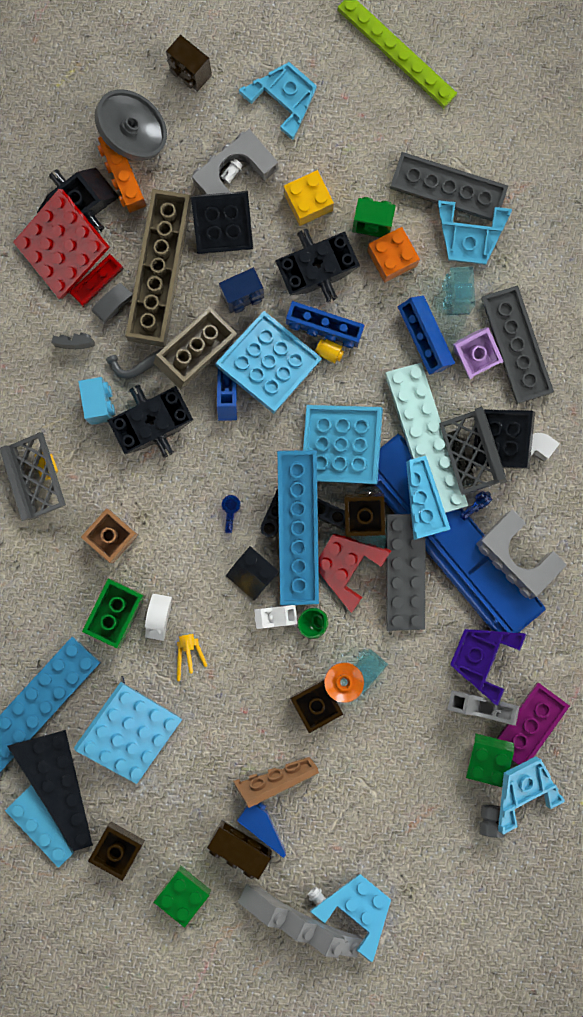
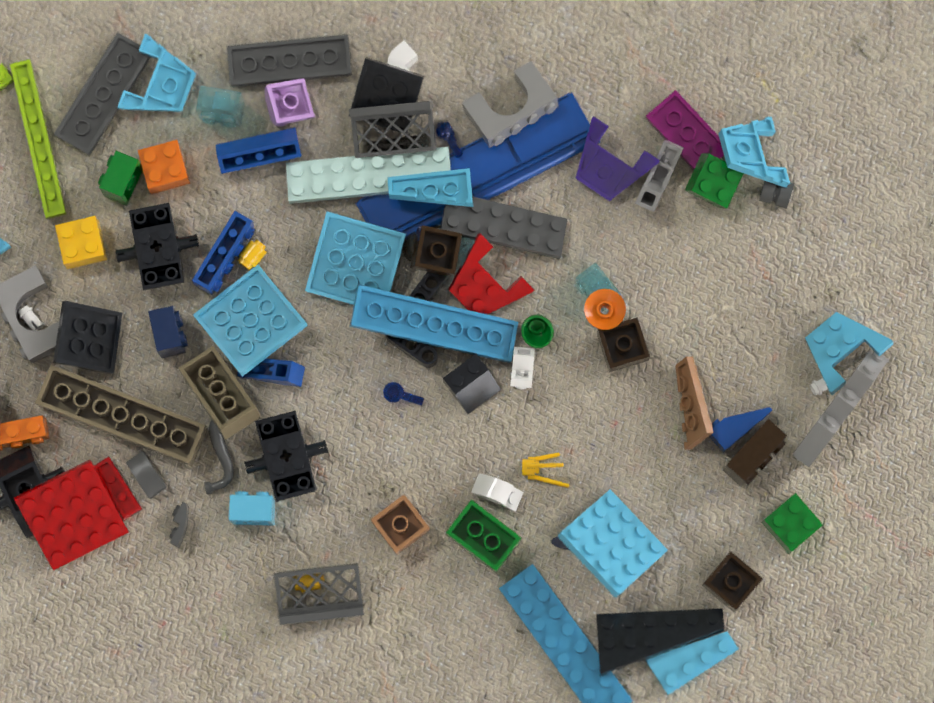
camera: 75 degrees left, 5 degrees down
(394, 140) = (38, 139): none -> lime plate

